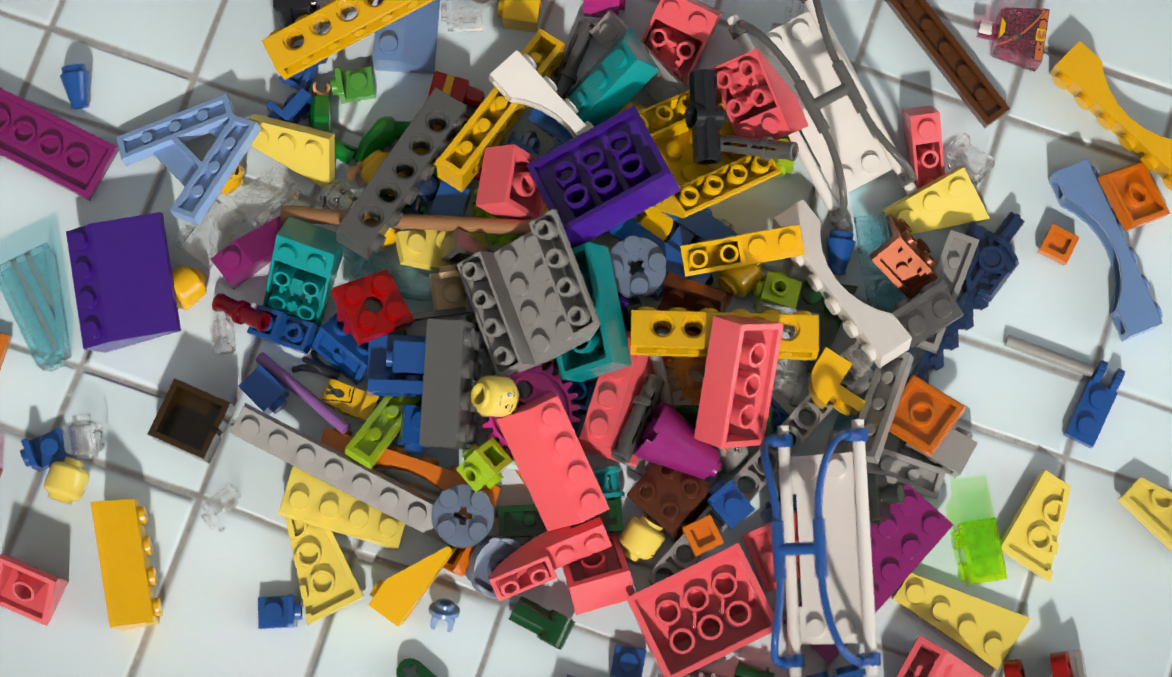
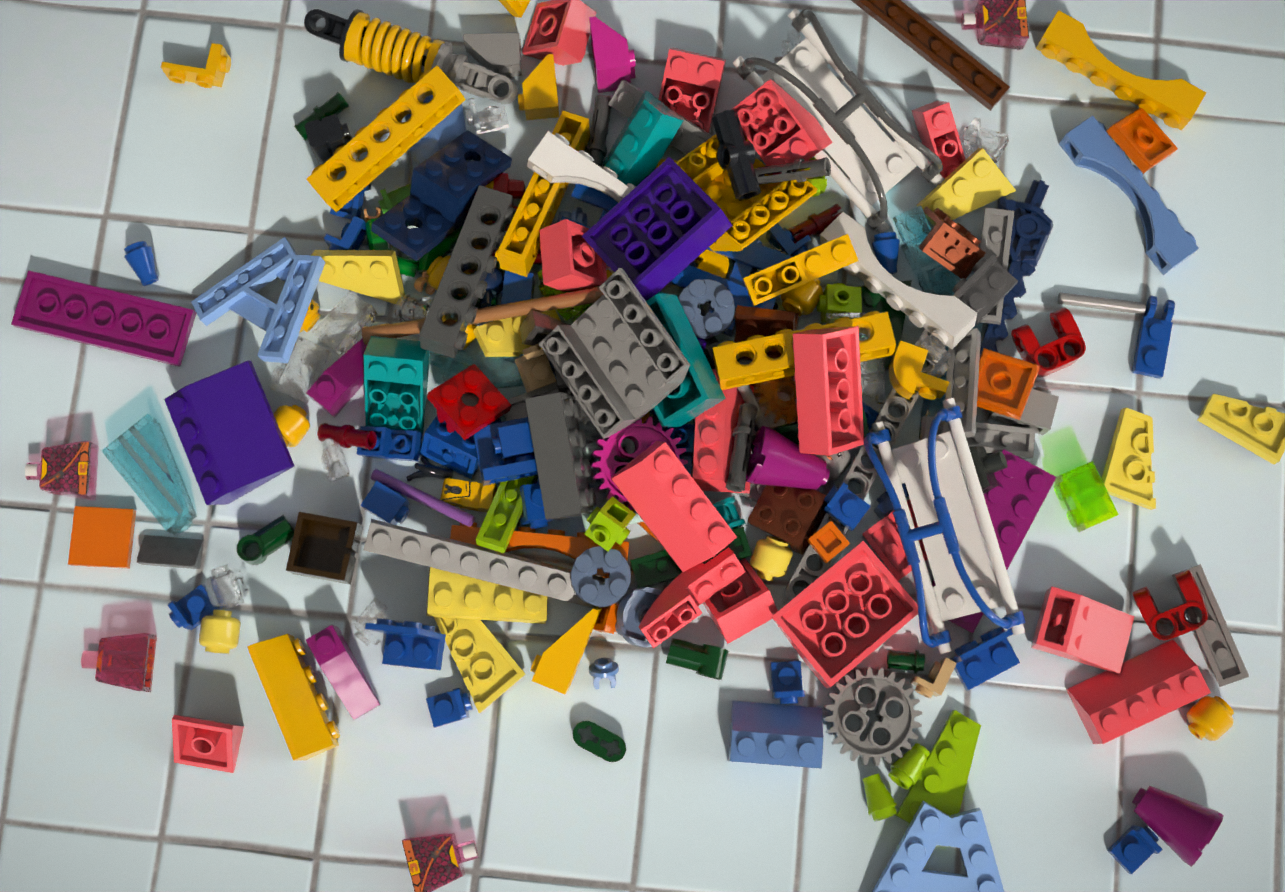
camera: 10 degrees left, 0 degrees up
(36, 388) = (171, 552): none -> flat silver slope
(137, 397) = (269, 539): none -> dark green piece
(181, 549) = (343, 671): none -> slope
(255, 538) = (410, 644): none -> blue bracket
(395, 87) = (441, 194): none -> dark blue bracket
(495, 396) = (605, 456): light yellow head -> none
(735, 214) = (783, 239): none -> blue bracket
(771, 206) = (815, 224): none -> dark red pin
(968, 621) = (1089, 563): light yellow wing -> none
(986, 394) = (1067, 334): none -> red piece
(1058, 244) = (1084, 200): orange plate -> none

